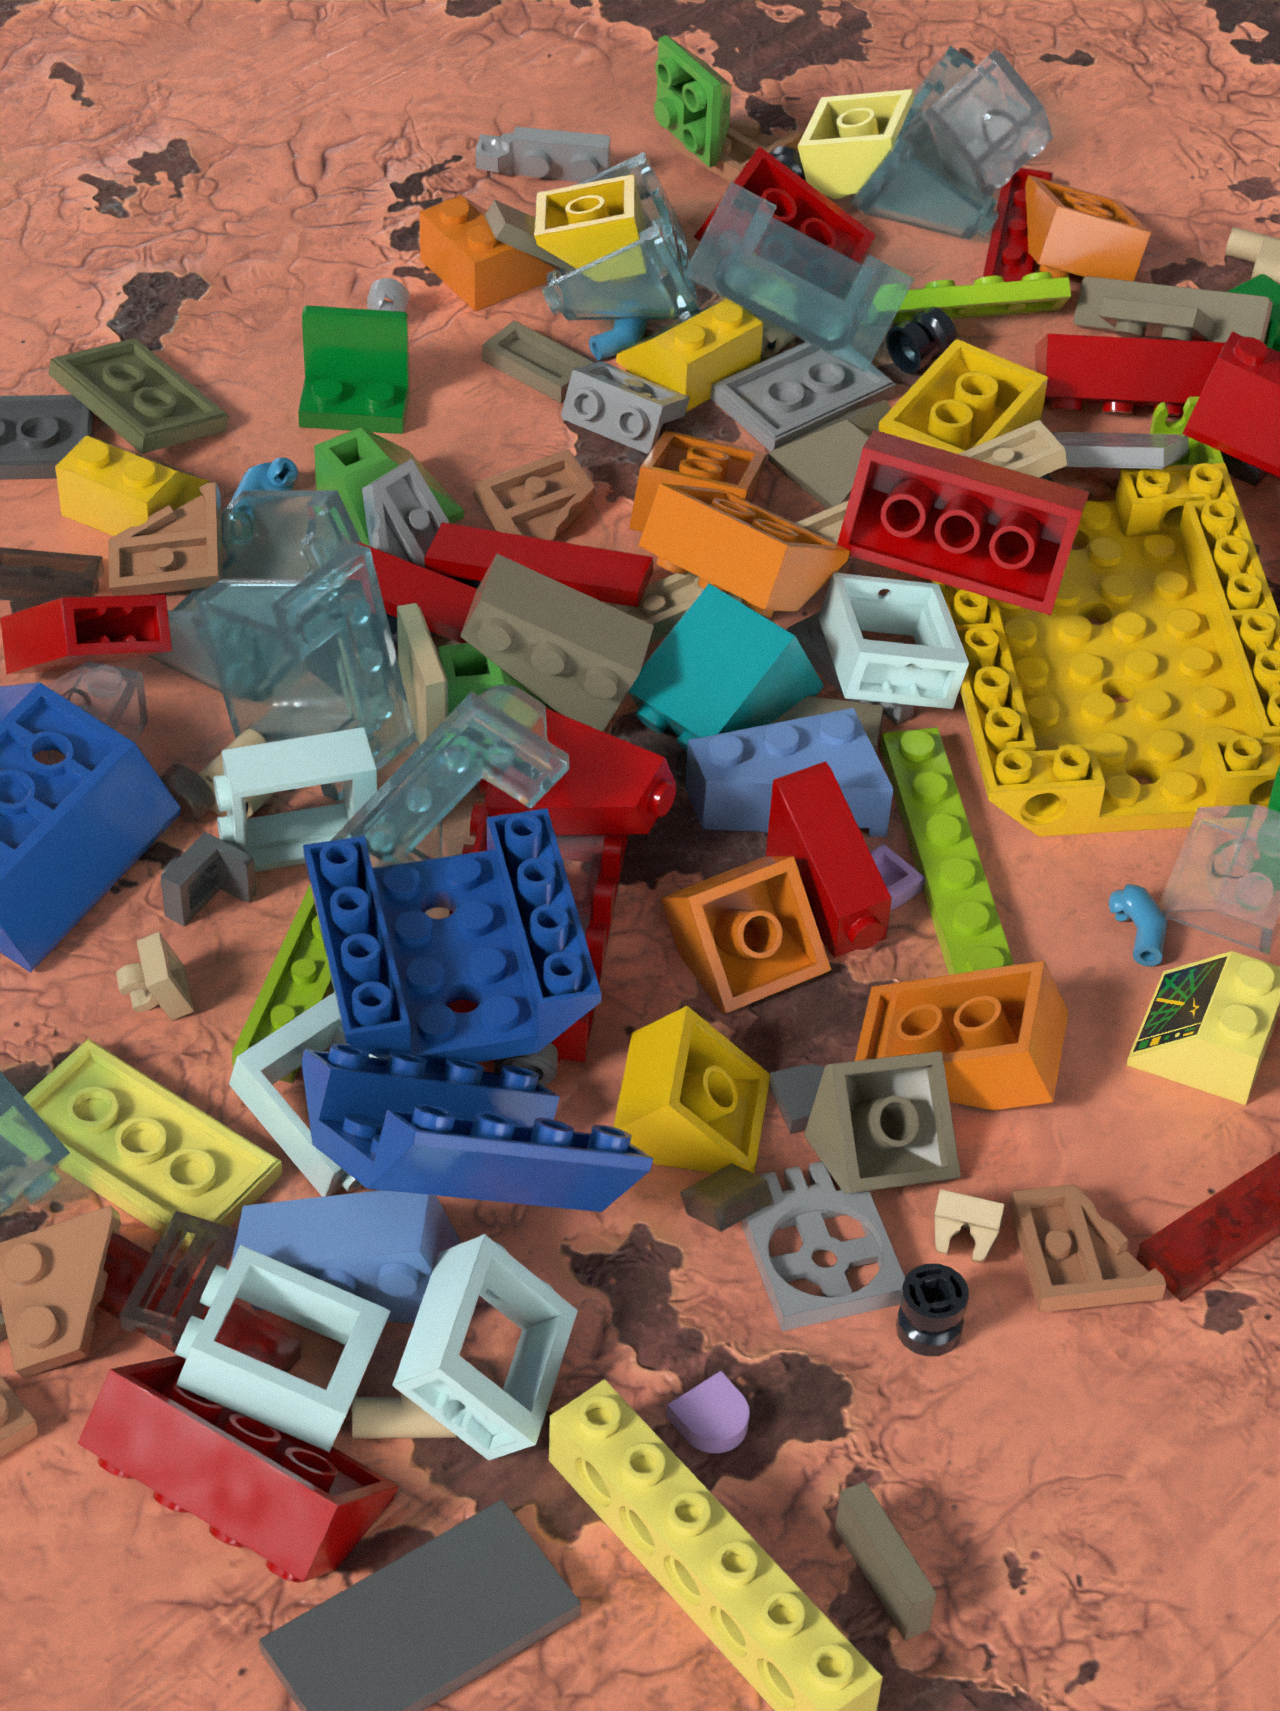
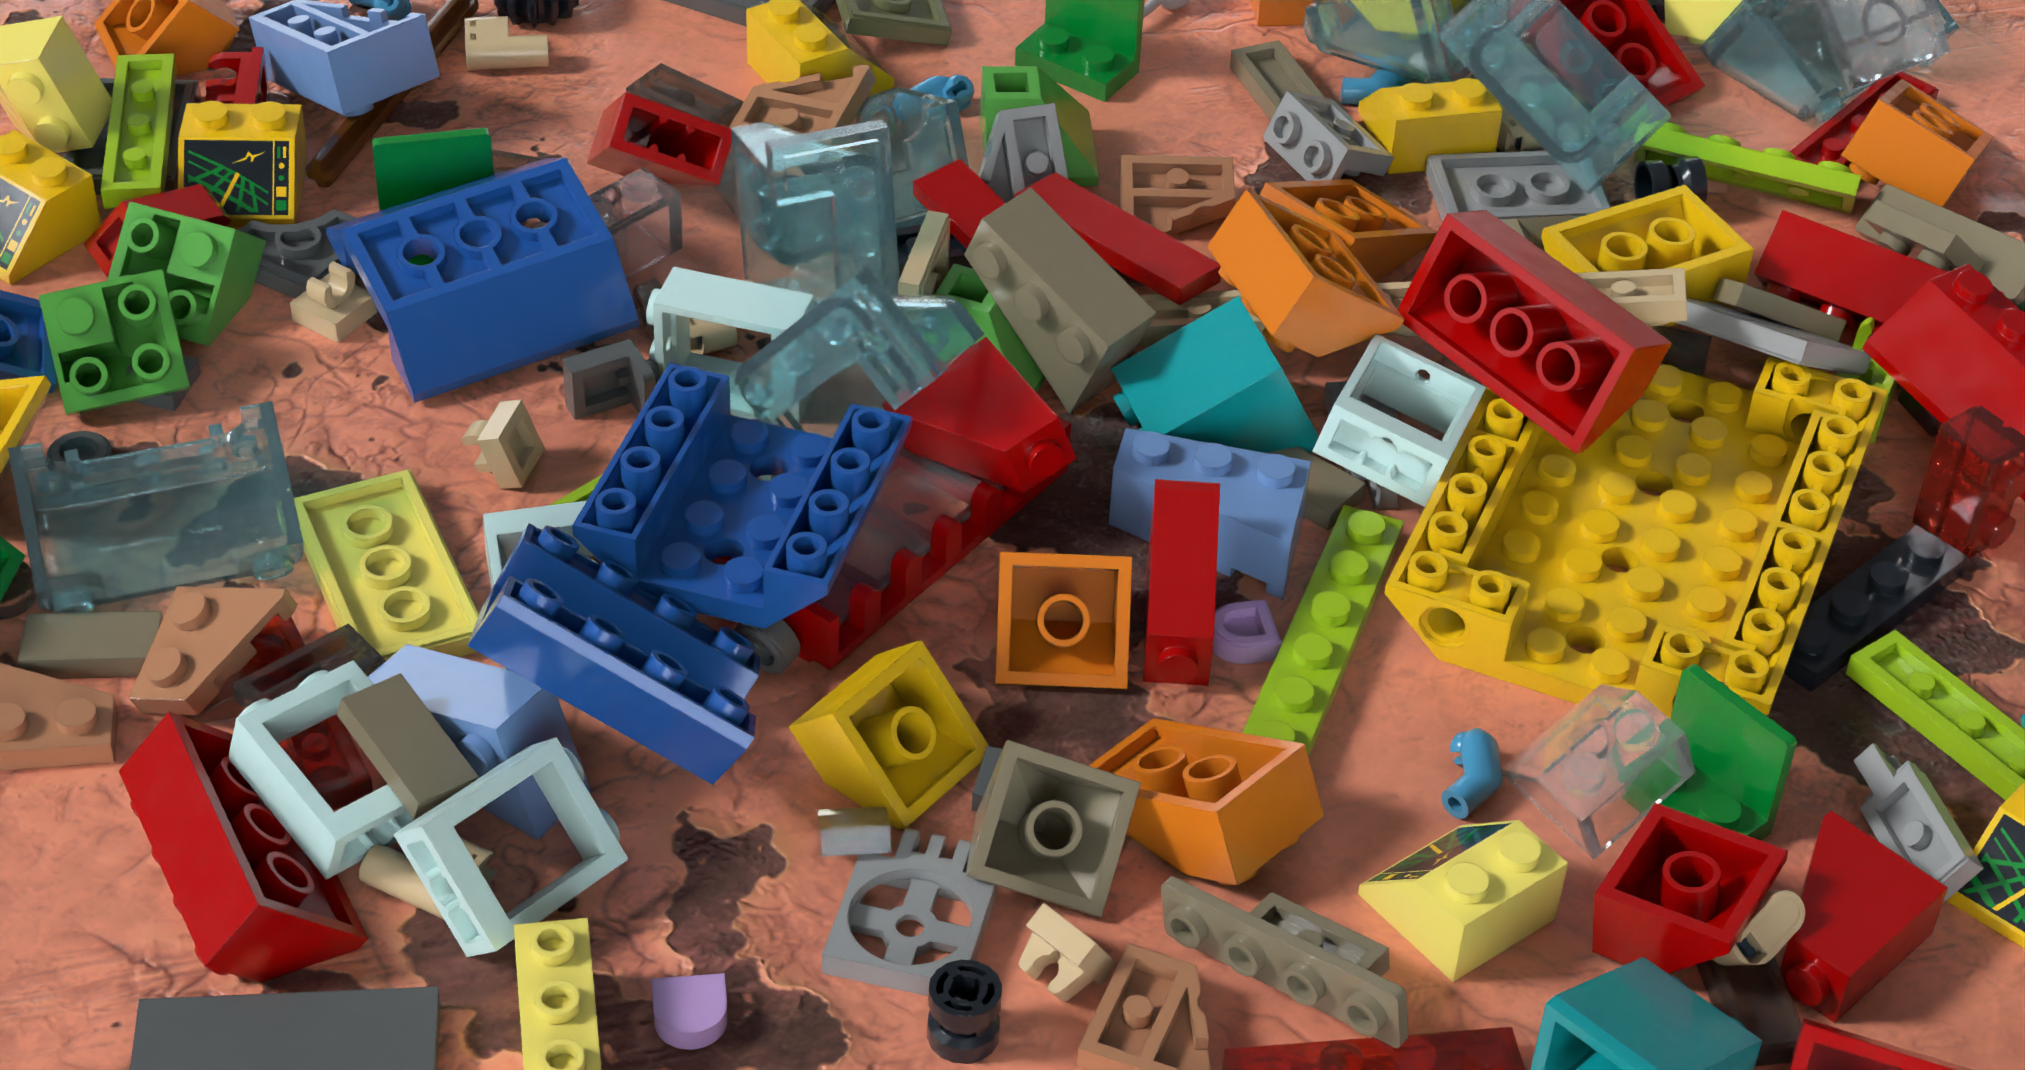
camera: 30 degrees right, 5 degrees down
(344, 1300) = (405, 744): none -> dark tan tile
(1090, 421) = (1778, 309): none -> dark tan tile
(1142, 1139) = (1294, 953): none -> dark tan bracket

